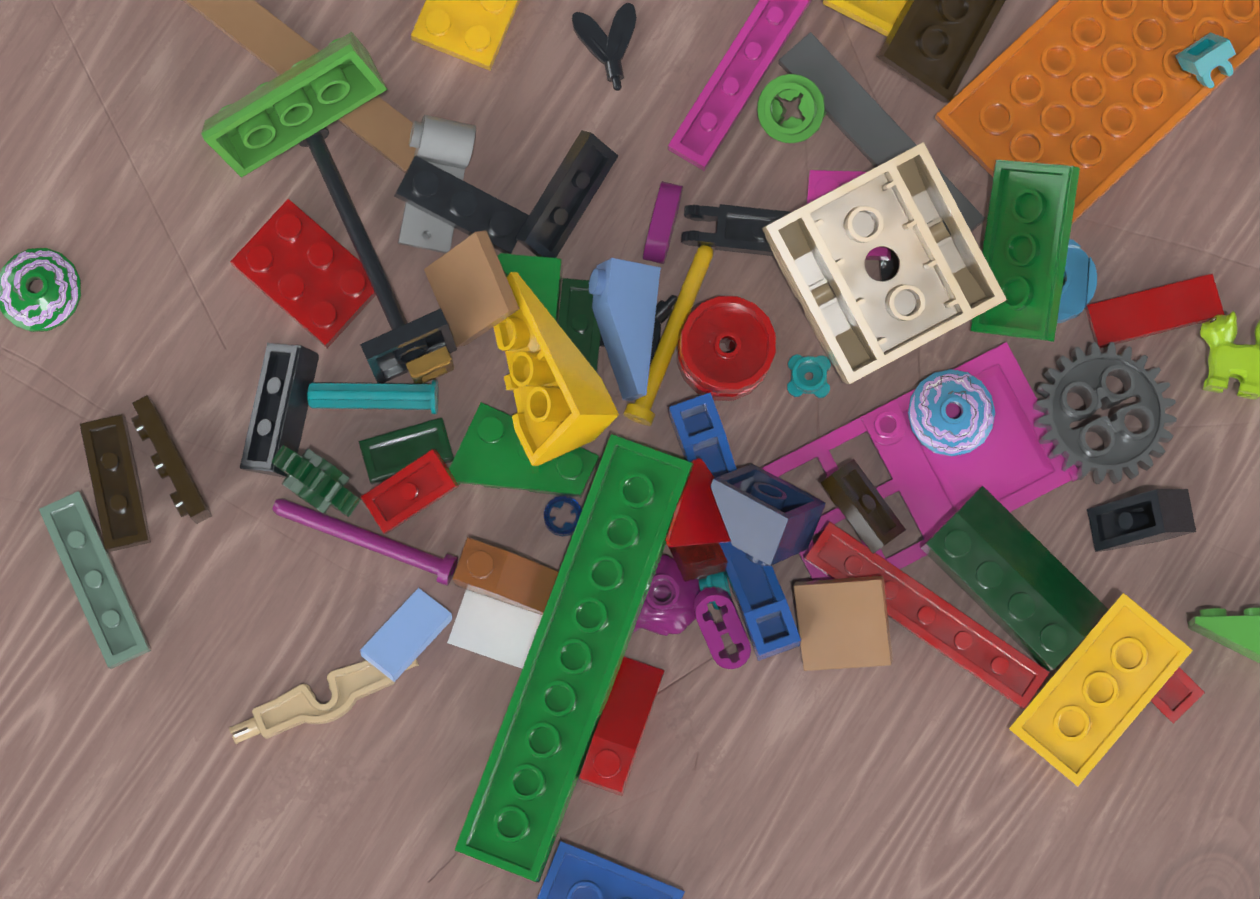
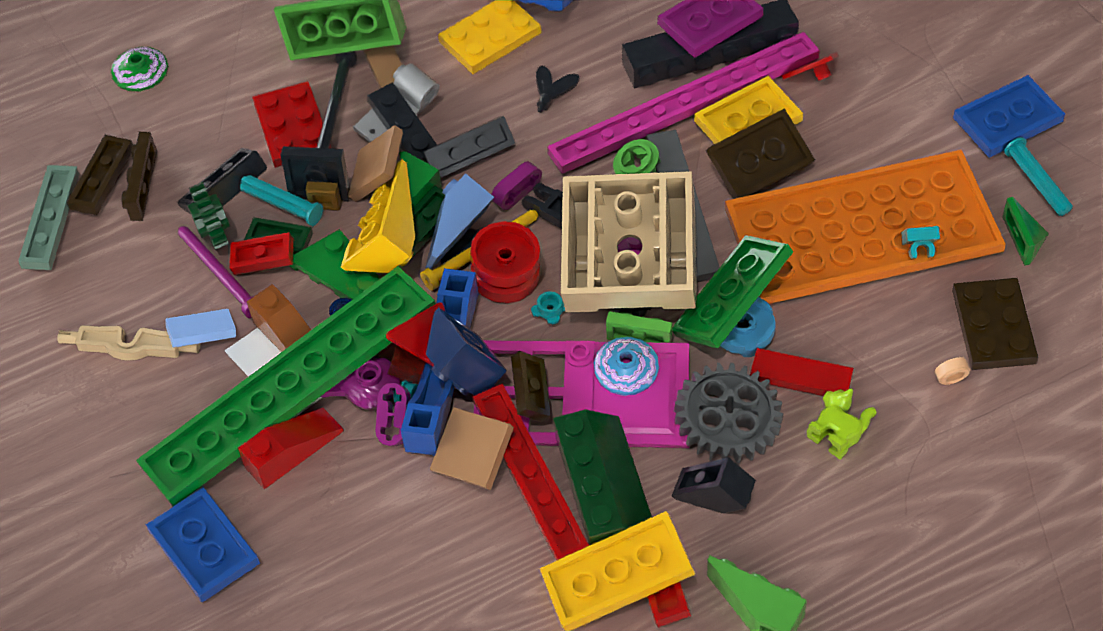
camera: 30 degrees right, 25 degrees down
(955, 349) = (646, 329): none -> bright green plate

